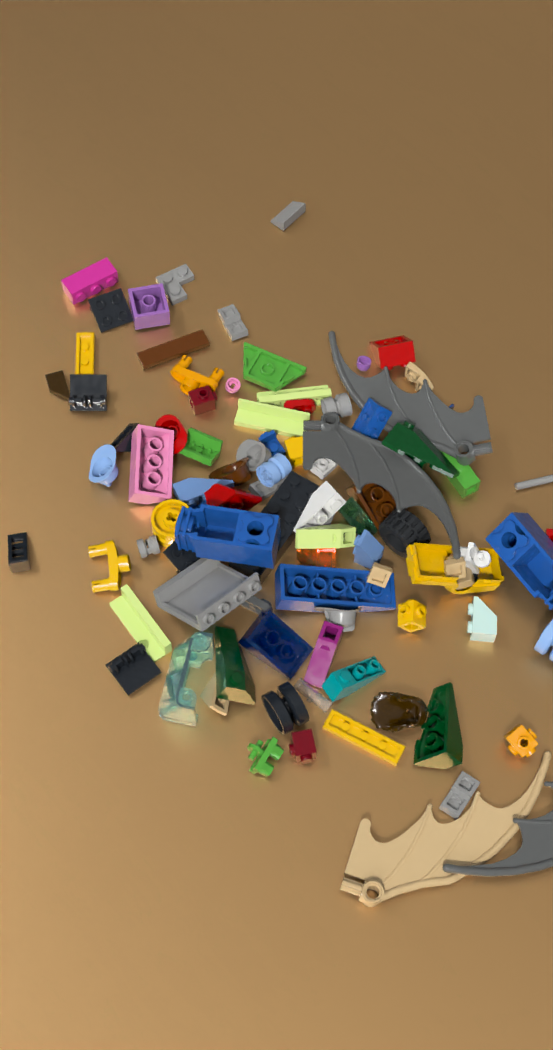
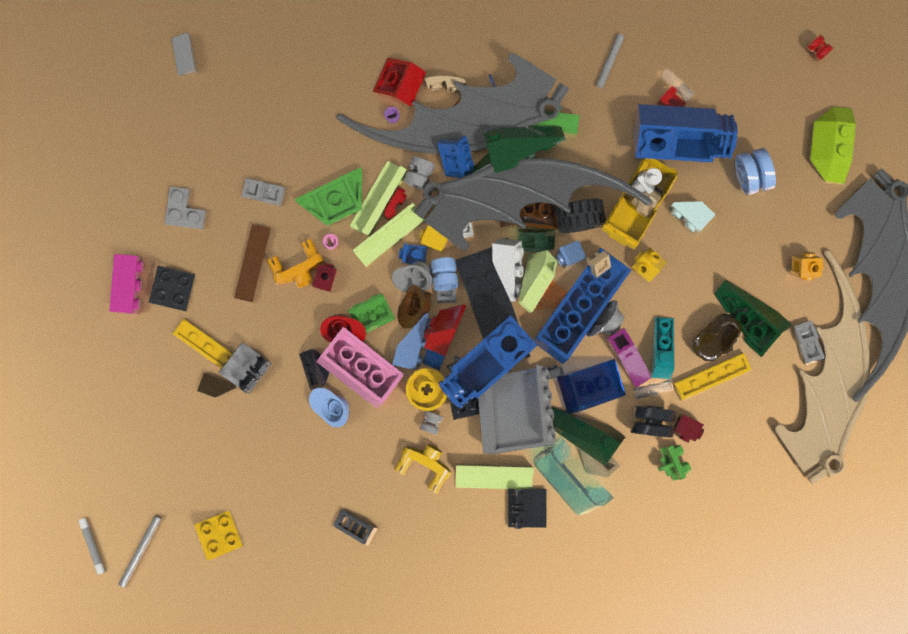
camera: 50 degrees left, 25 degrees up
(149, 306) = (195, 254): medium lavender brick -> none

